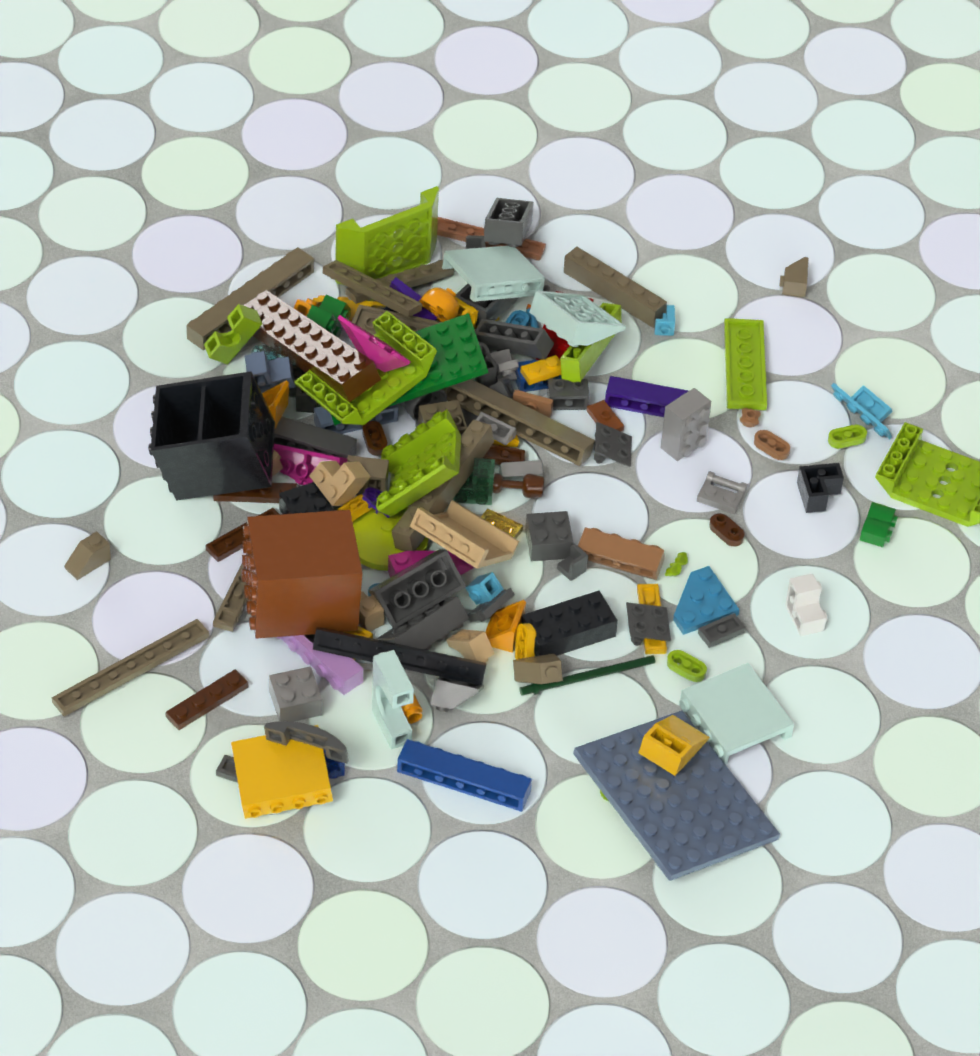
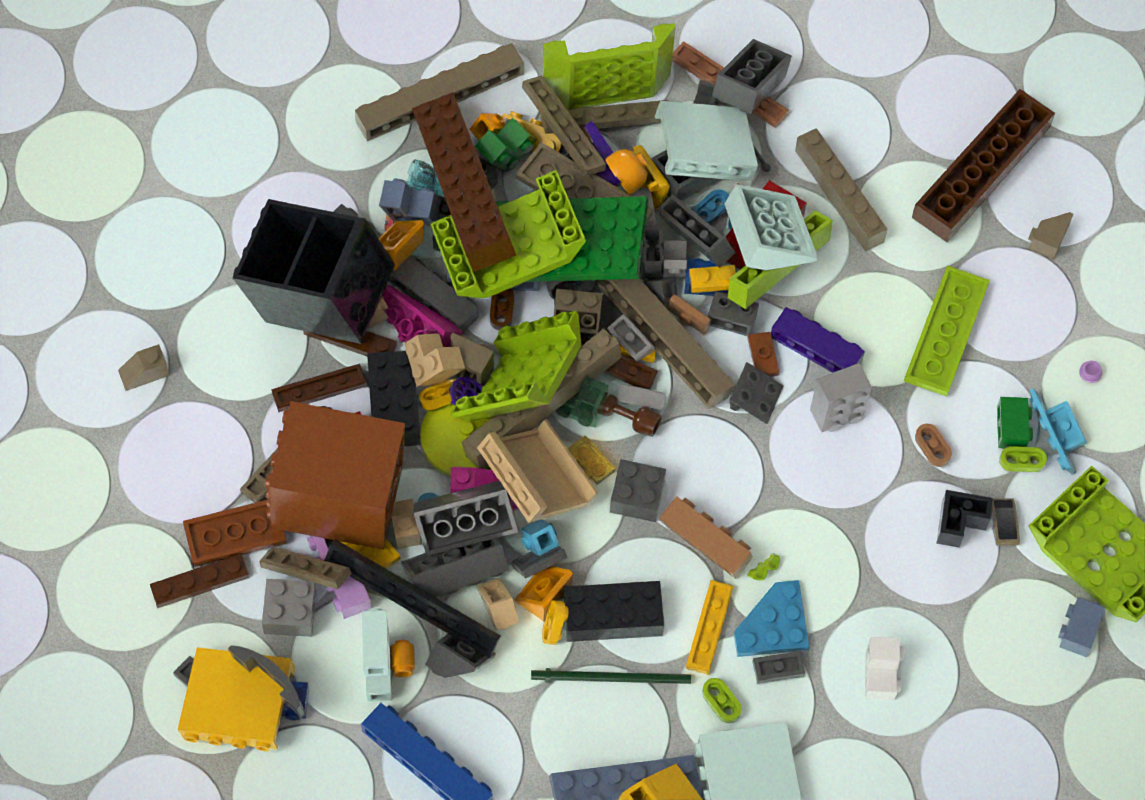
camera: 20 degrees right, 15 degrees up
(130, 667) = (135, 518): dark tan plate -> none
(221, 655) = (231, 533): none -> dark orange plate
(225, 346) = (405, 134): lime arch -> none
(297, 659) = (305, 567): none -> dark tan plate
(372, 347) = (519, 218): dark pink wedge -> none
(538, 669) = (557, 657): dark tan slope -> none
(574, 564) = (650, 533): dark grey panel -> none
(647, 622) = (700, 633): dark grey hinge -> none
(667, 324) = (880, 255): medium azure bracket -> none
(720, 497) = (849, 495): light grey plate -> none
(721, 242) = (983, 165): none -> reddish brown brick
(724, 528) = (838, 537): reddish brown plate -> none
(750, 417) = (922, 407): medium nougat plate -> none
(827, 411) = (1013, 422): none -> green brick
(855, 484) = (1005, 522): none -> slope
(871, 363) = (1090, 371): none -> lavender plate
(878, 524) = (1009, 585): green brick -> none
(947, 538) = (1081, 626): none -> sand blue brick

